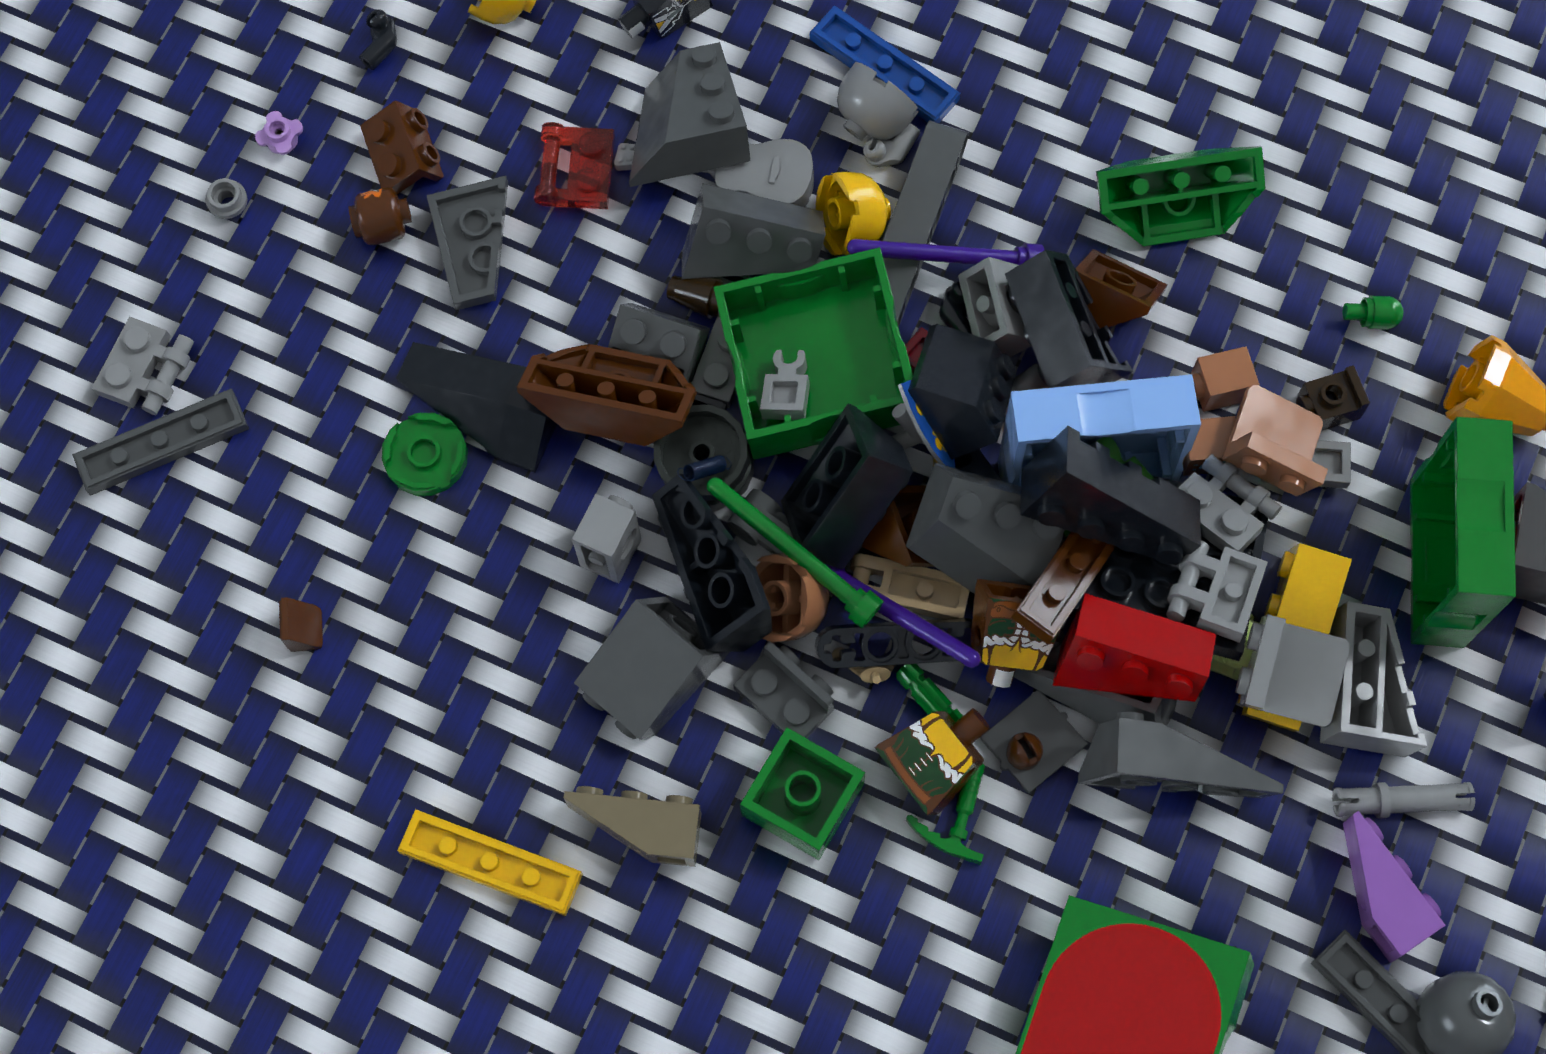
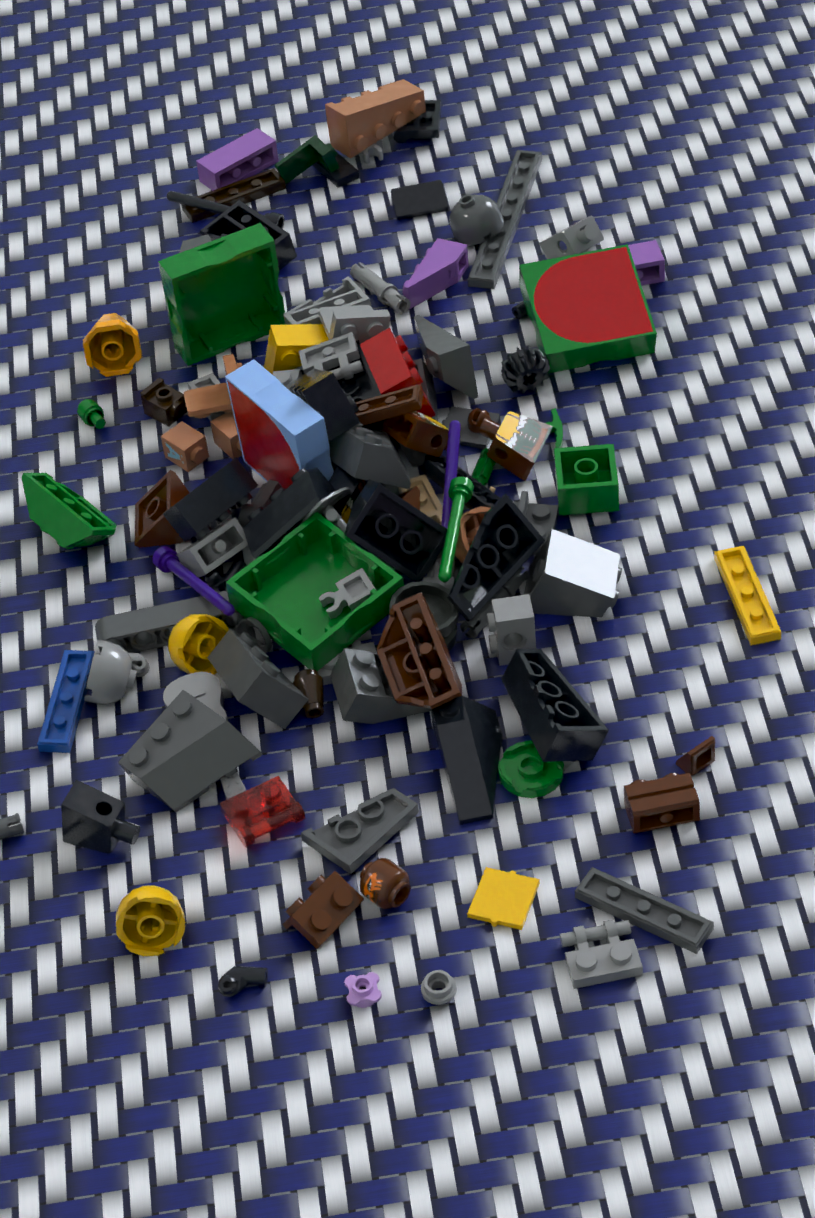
camera: 120 degrees left, 25 degrees down
(263, 541) = (661, 802): none -> reddish brown brick
(286, 325) = (503, 898): none -> yellow piece
(459, 502) = (552, 709): none -> black wedge
(652, 828) = (660, 531): dark tan slope -> none
(704, 468) = (437, 591): dark blue piece -> none
(1070, 859) = (525, 369): none -> black gear

